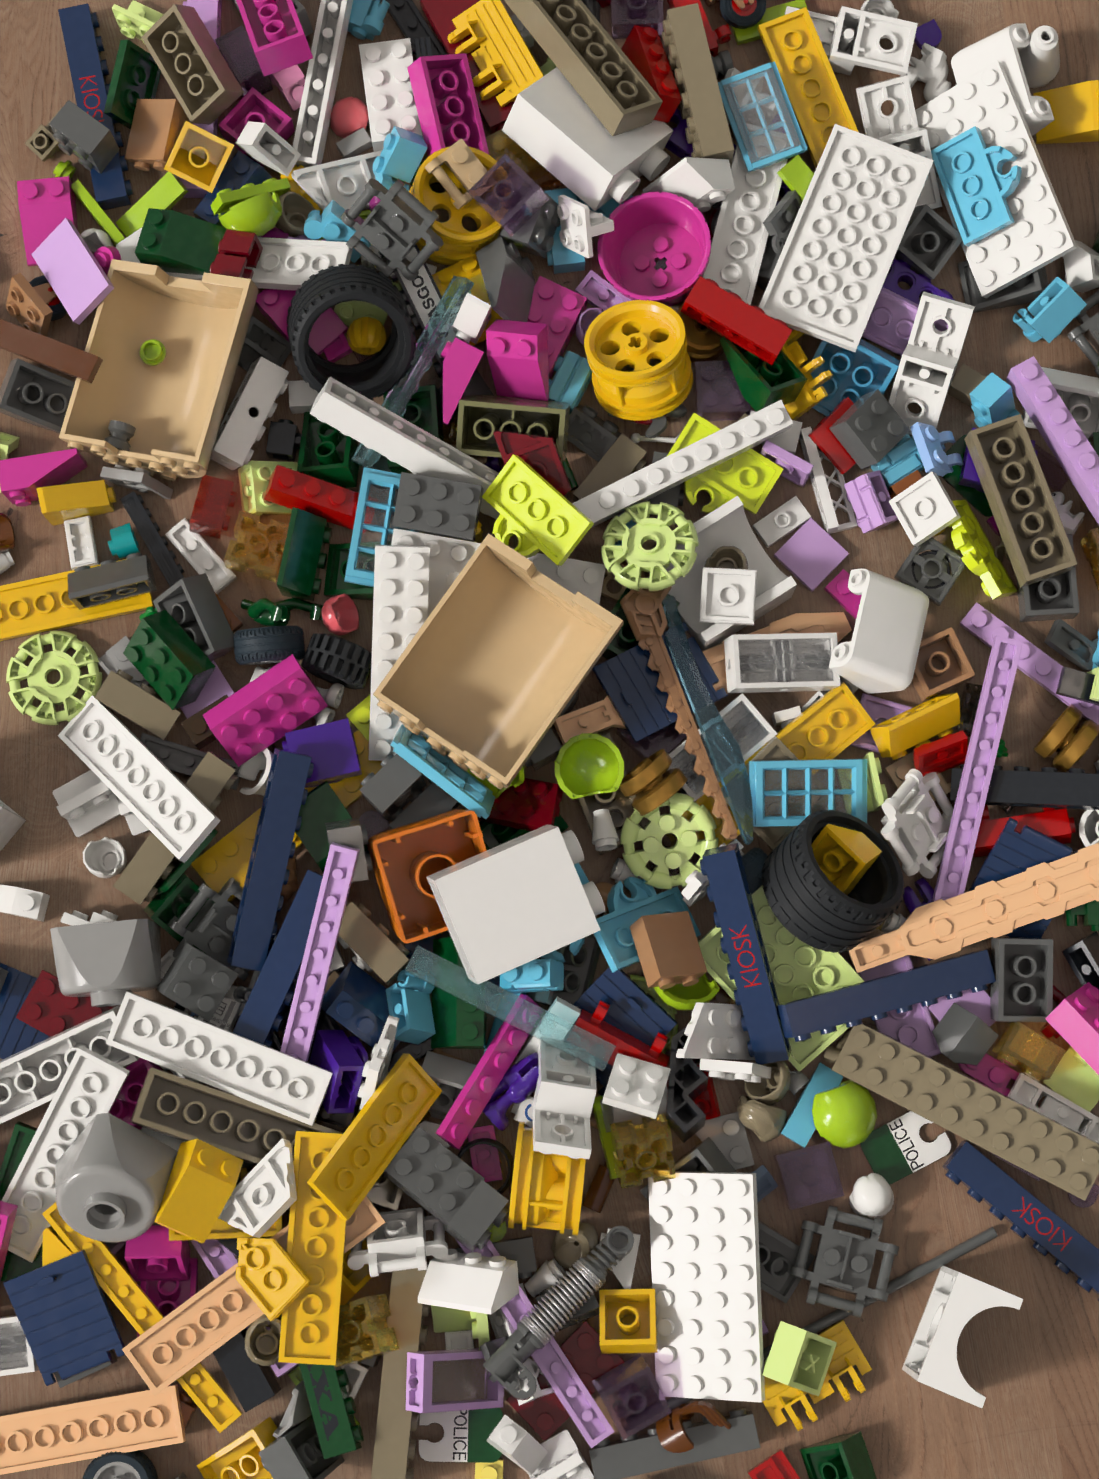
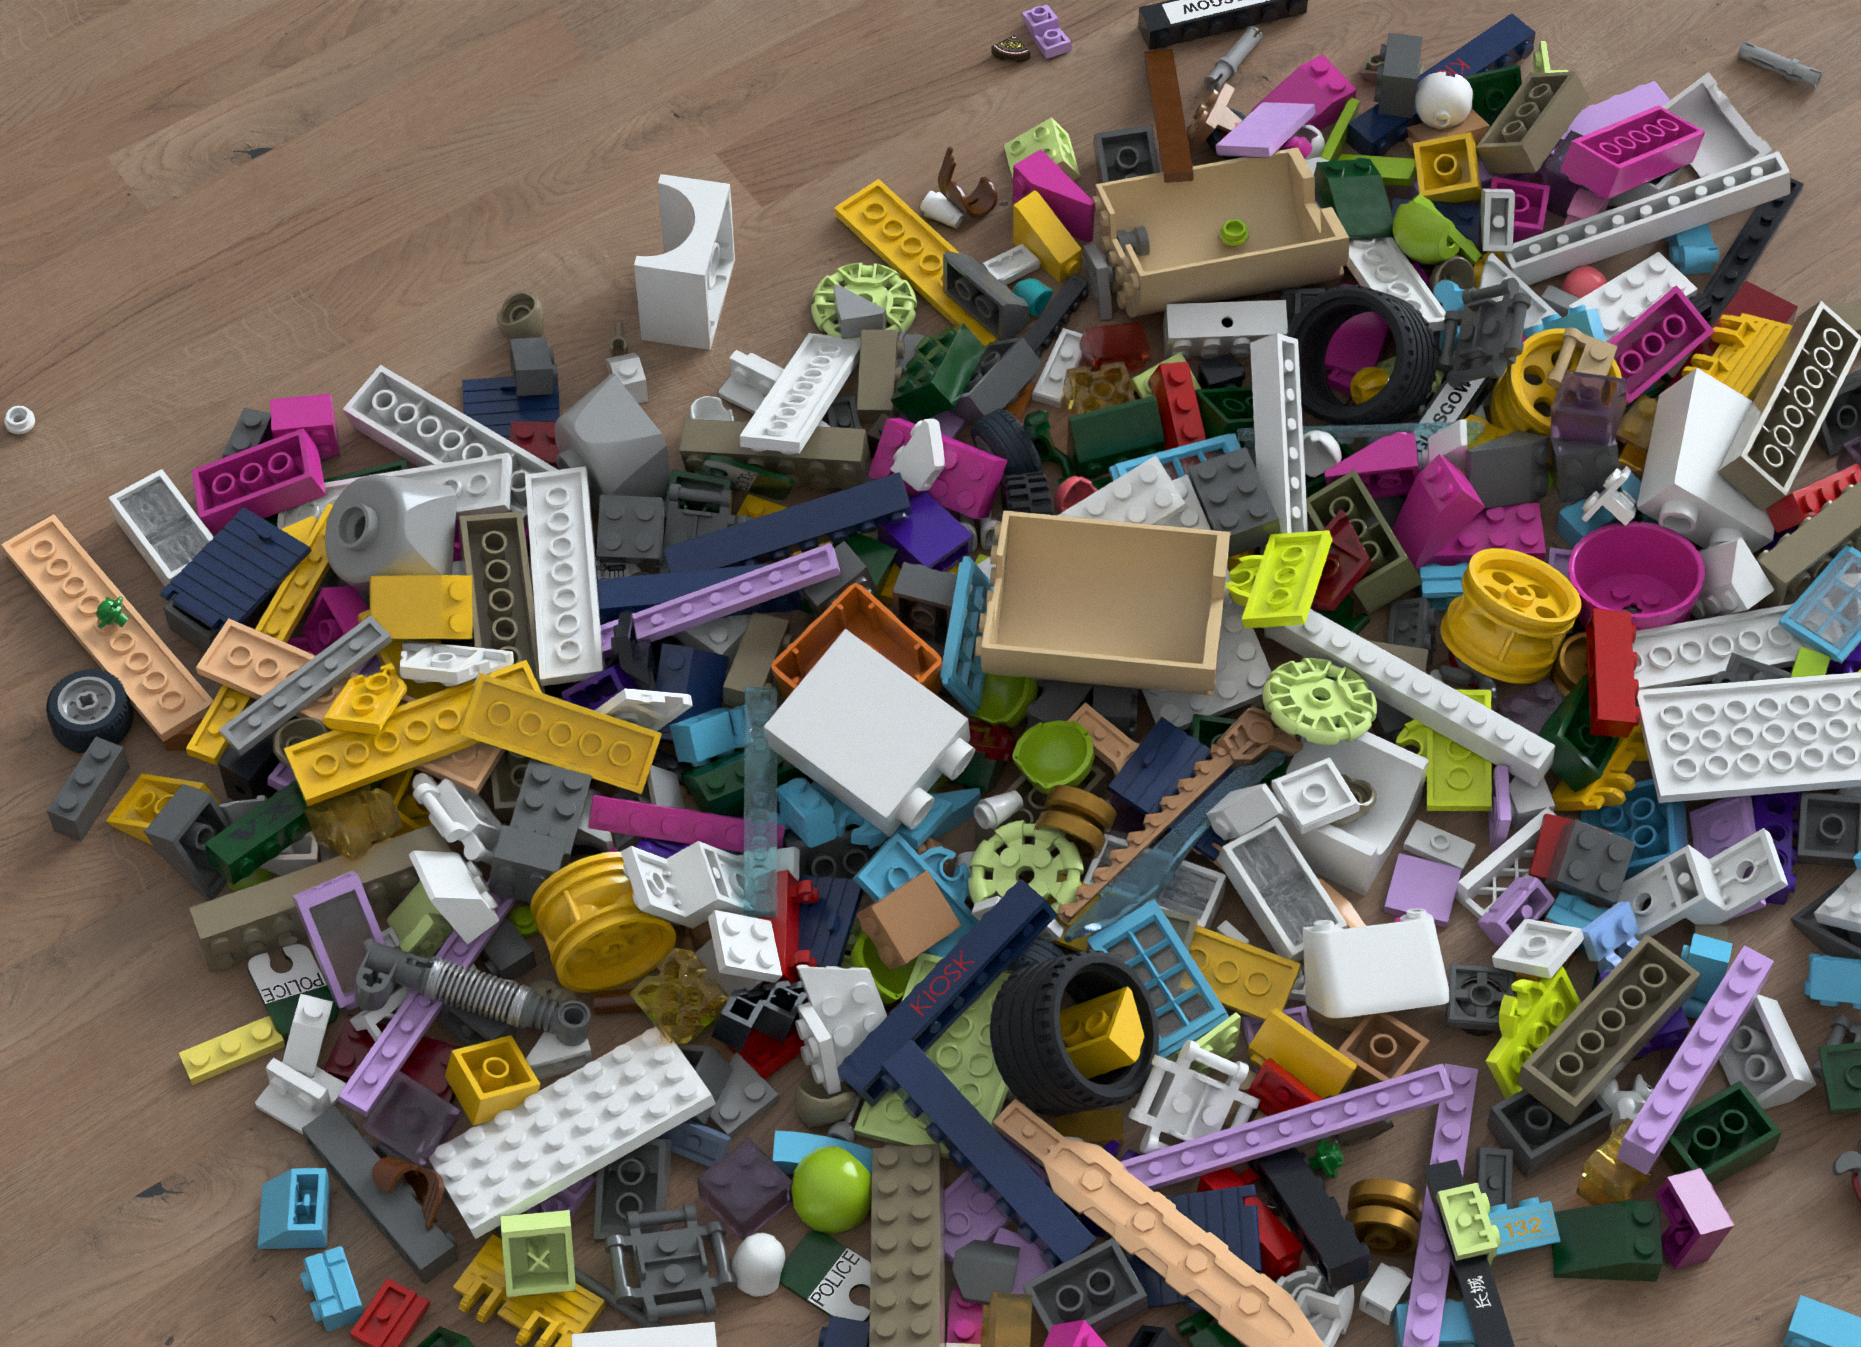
camera: 60 degrees right, 25 degrees down
(42, 1433) = (111, 612): none -> green plant
(64, 169) = (1364, 93): lime plate -> none
(70, 693) = (856, 313): none -> light grey slope
(131, 120) = (1443, 100): none -> white cylinder
(225, 1317) = (305, 685): none -> light grey plate
(236, 252) = (1378, 238): dark red piece -> none
(266, 723) = (922, 457): none -> white slope
(332, 1041) = (634, 656): none -> black plate
(421, 412) = (1320, 452): none -> white hair
(713, 657) = (1243, 811): none -> white slope
(761, 1118) = (781, 1108): dark tan hair -> none

